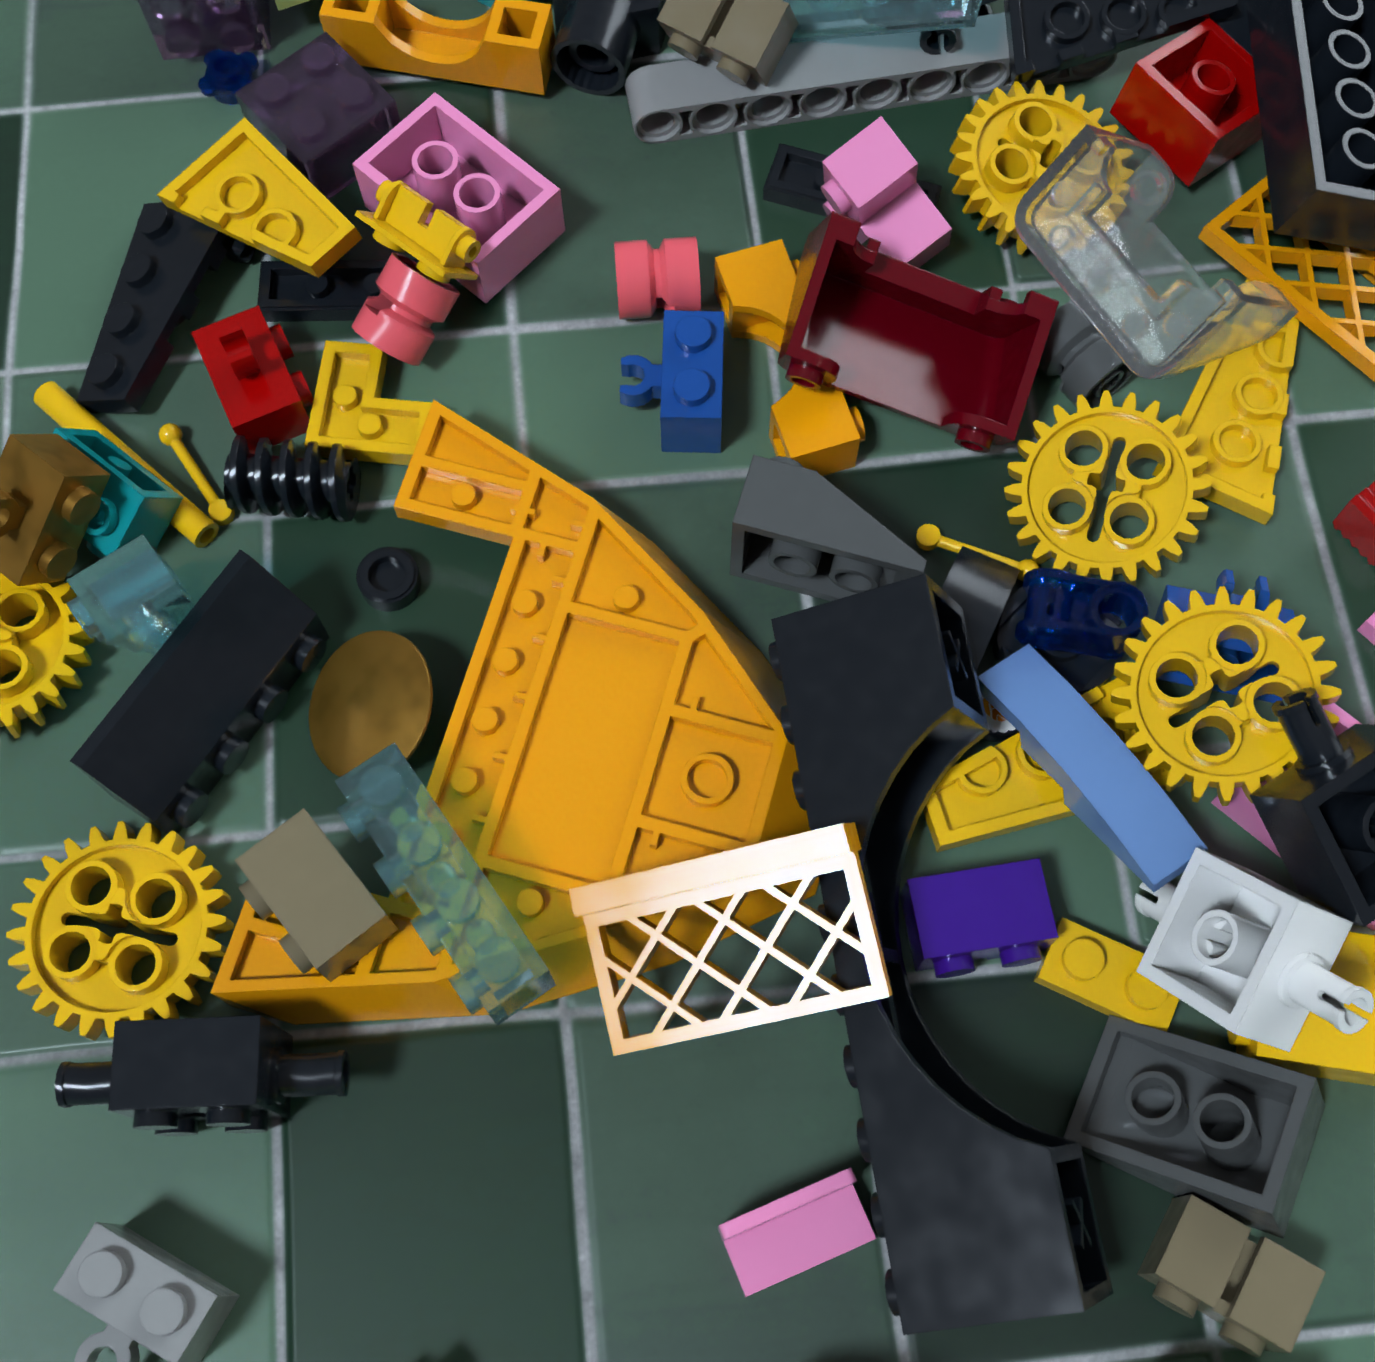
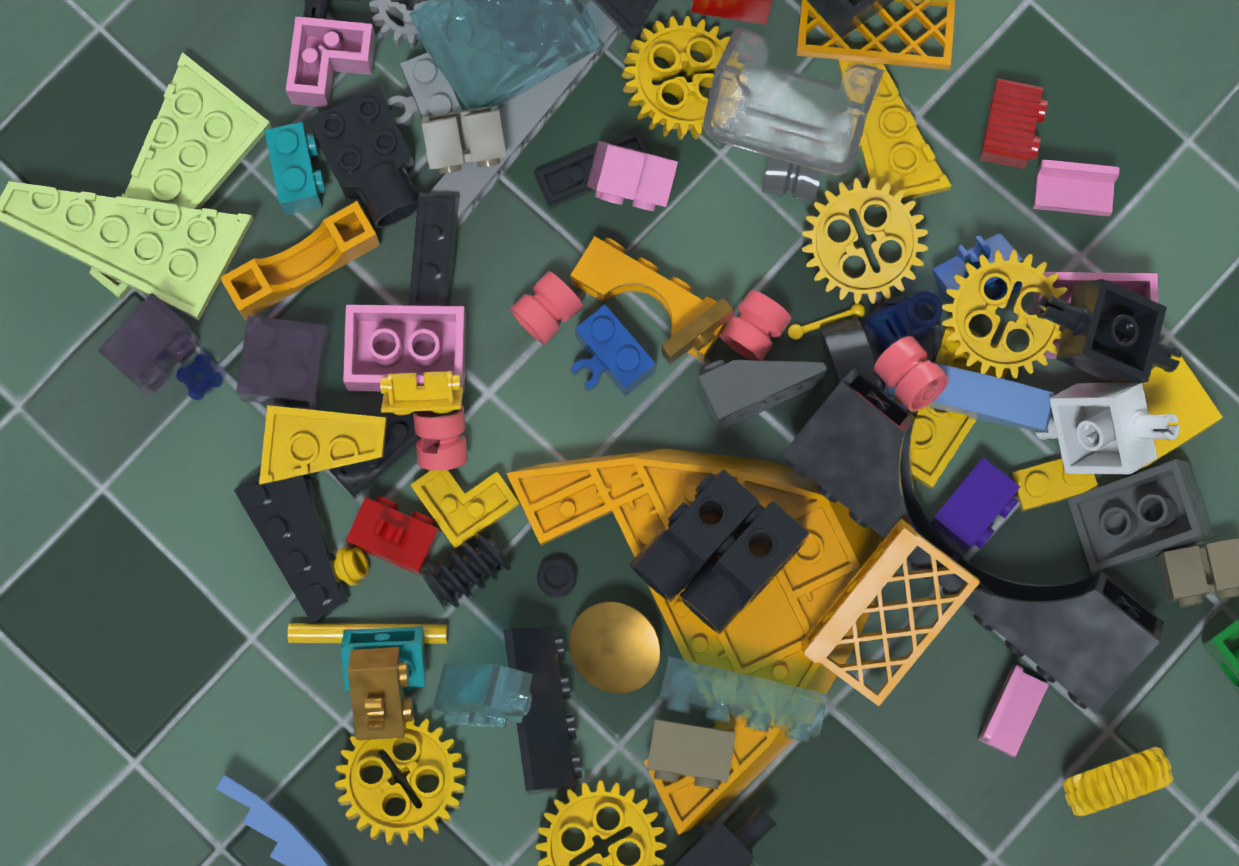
camera: 40 degrees left, 10 degrees up
(171, 435) = (438, 615): yellow hinge -> none
(177, 373) = (351, 565): none -> yellow plate
(575, 628) = (689, 544): none -> black brick
(597, 123) = (433, 250): none -> black tile
(599, 717) = (739, 576): none -> black brick
(803, 415) = (698, 332): none -> pearl gold plate
(891, 481) = (753, 330): none -> coral wheel
(912, 338) = (711, 241): dark red windscreen -> none
(1031, 667) = (907, 369): none -> coral wheel

